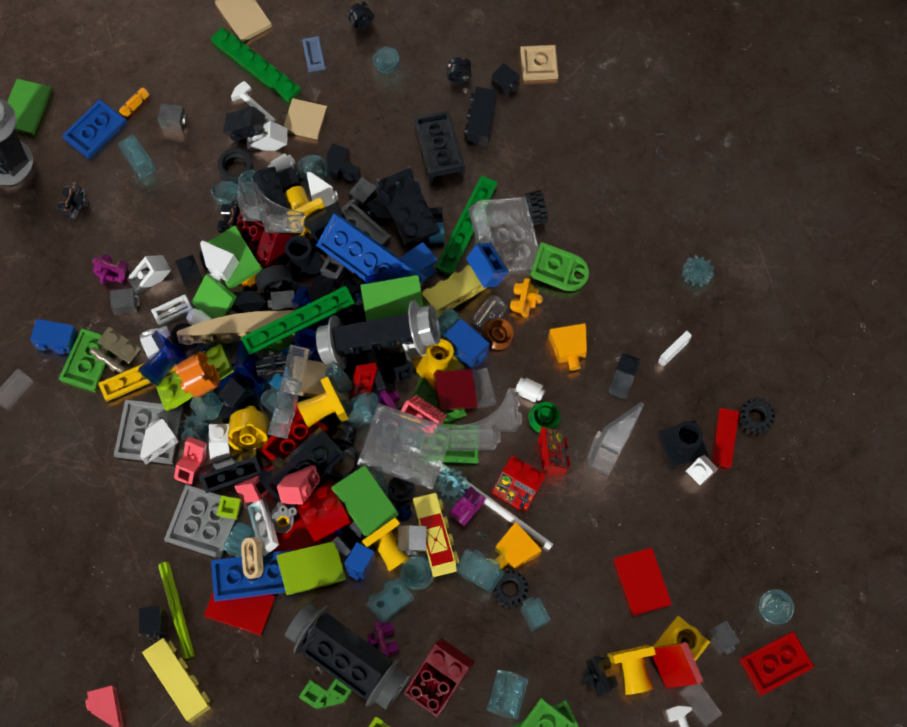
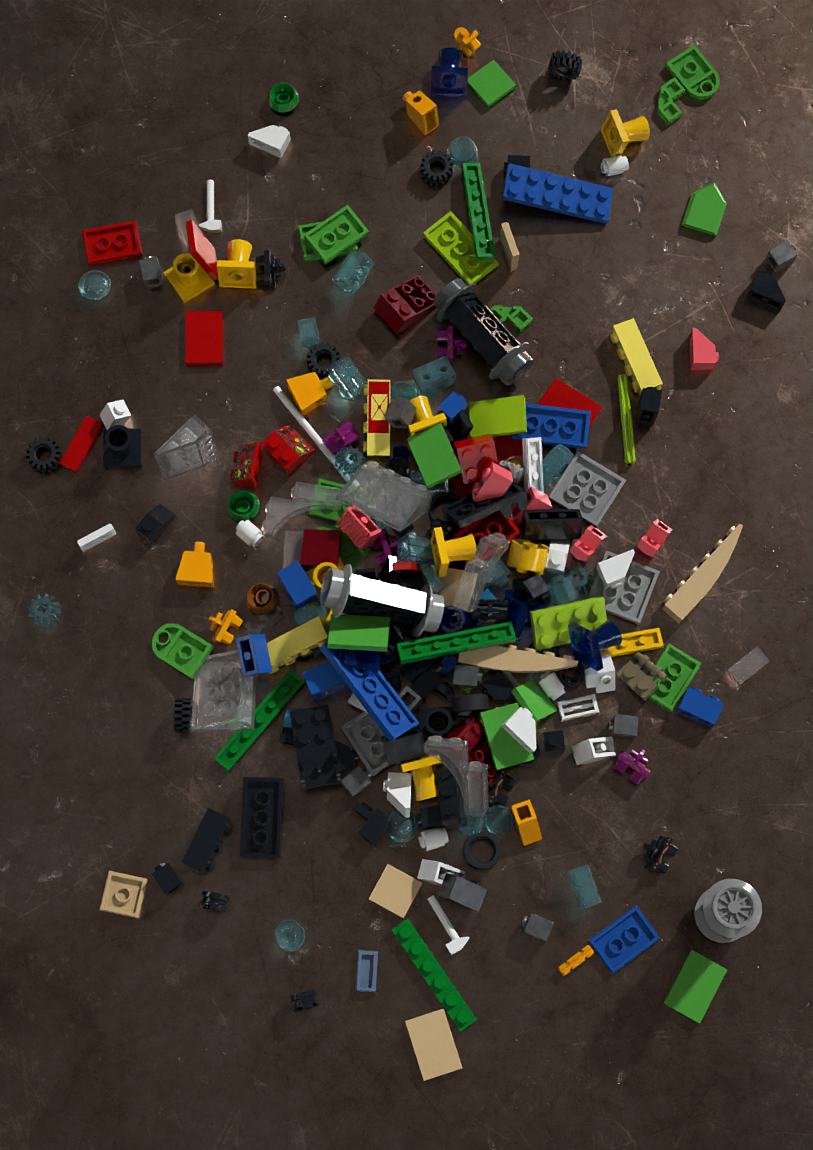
camera: 165 degrees left, 5 degrees up
(67, 461) = (701, 578): none -> tan slope
(126, 484) = (654, 538): none -> coral brick
(197, 375) = (565, 604): orange brick -> none
(201, 198) = (526, 822): none -> light orange slope
(229, 507) = (560, 489): lime plate -> none
(252, 557) = (548, 433): tan plate -> none

